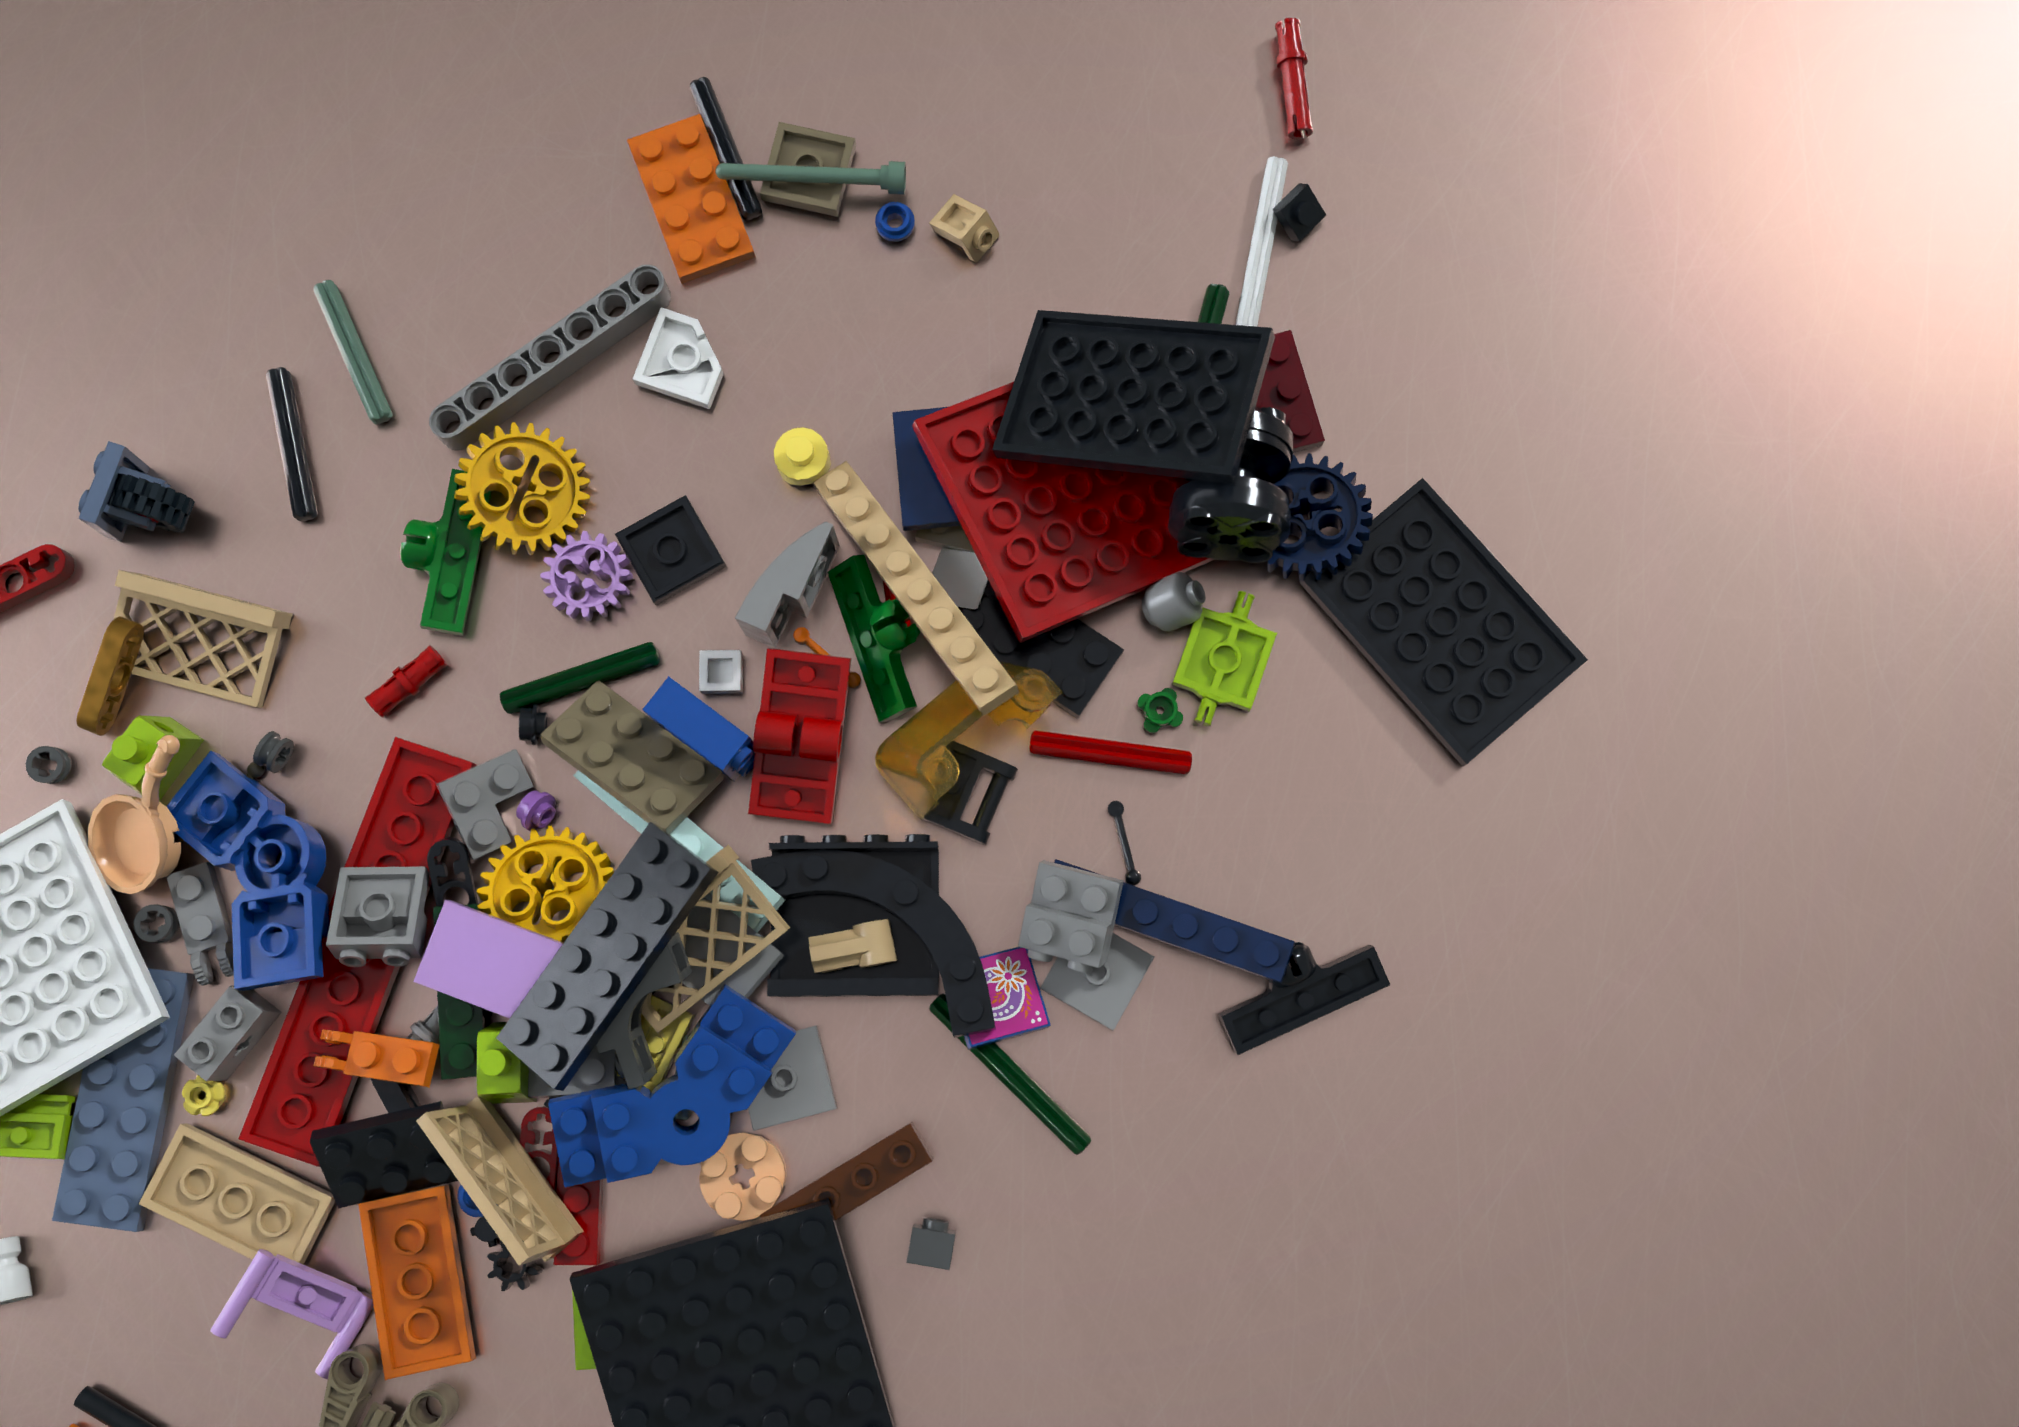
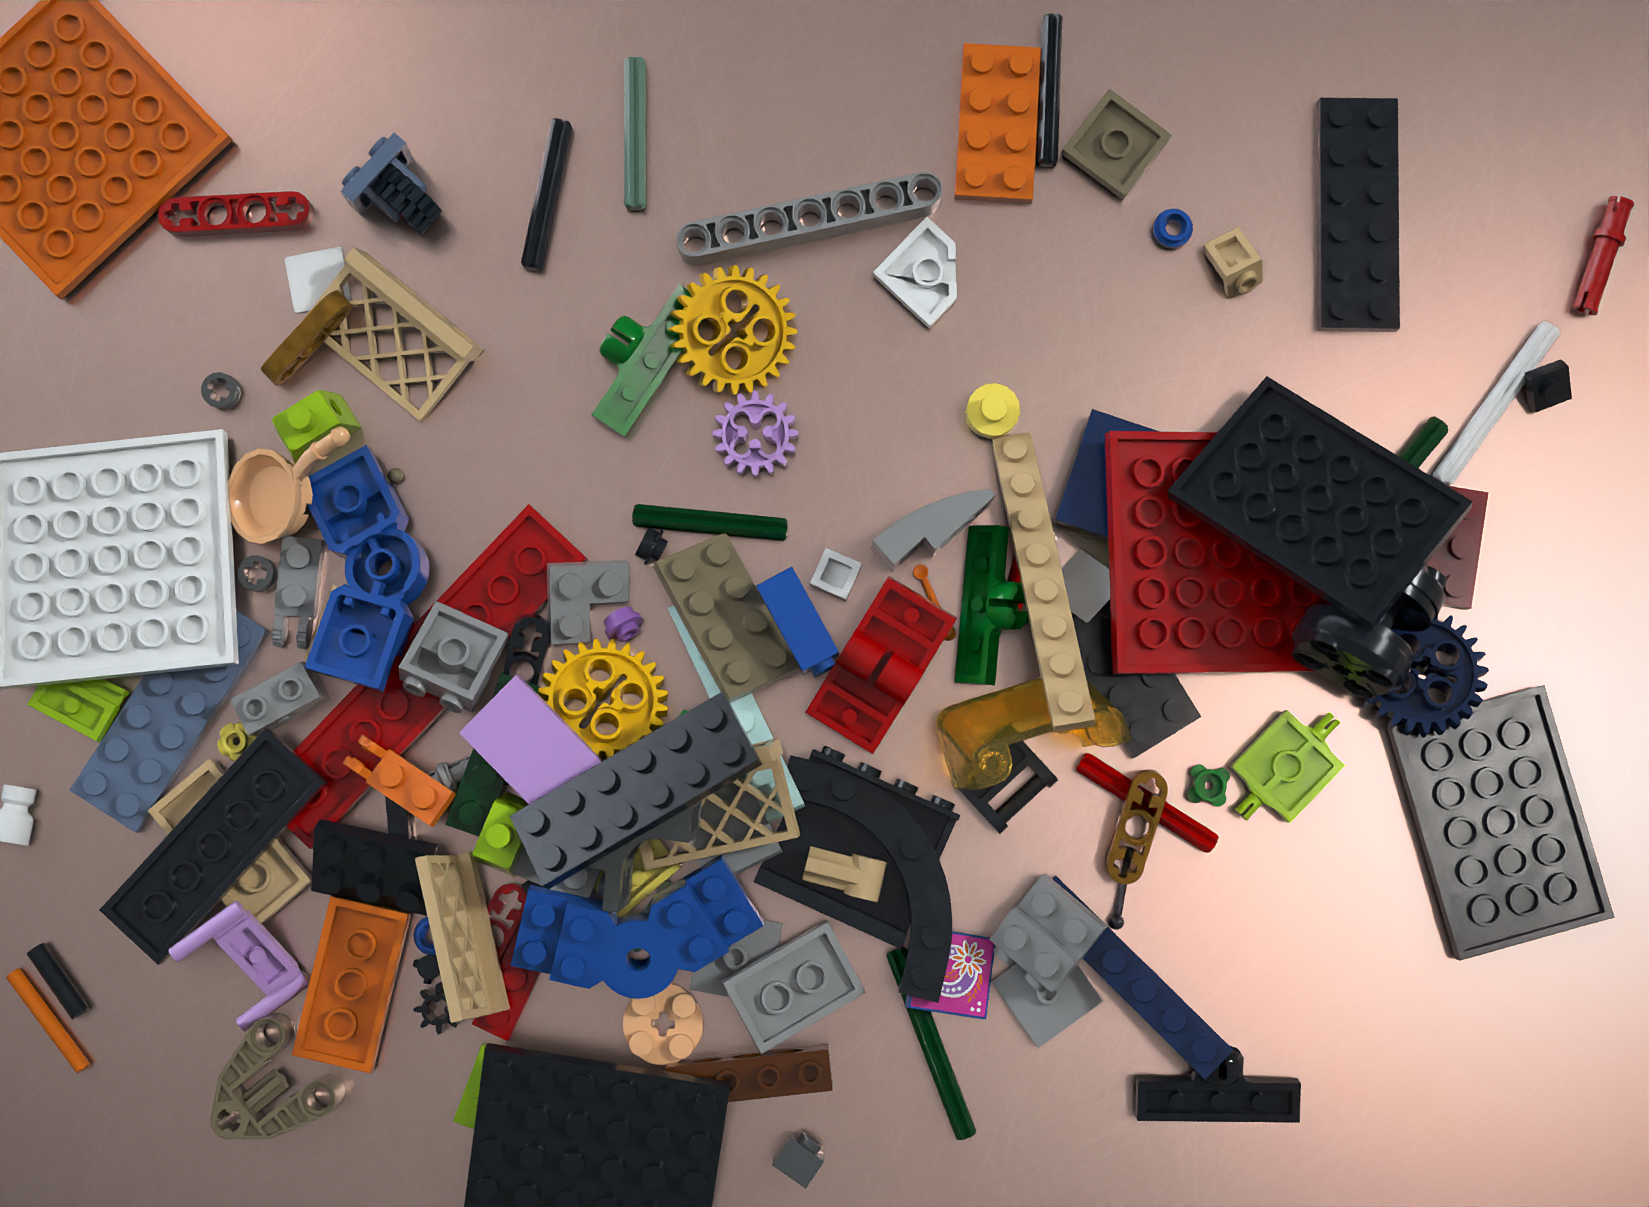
camera: 30 degrees right, 5 degrees up
(93, 615) = (312, 274): none -> white sticker
(216, 1207) = (213, 846): none -> black plate
(273, 752) = (418, 468): dark grey bush -> none
(406, 681) = (557, 456): red pin -> none
(670, 550) = (838, 442): black tile -> none
(851, 1080) = (793, 986): none -> light grey plate
(889, 177) = (1187, 187): sand green piece -> none
(1058, 138) = (1358, 214): none -> black plate
(1123, 806) = (1118, 851): none -> pearl gold beam
(1173, 602) = (1266, 696): light grey head -> none

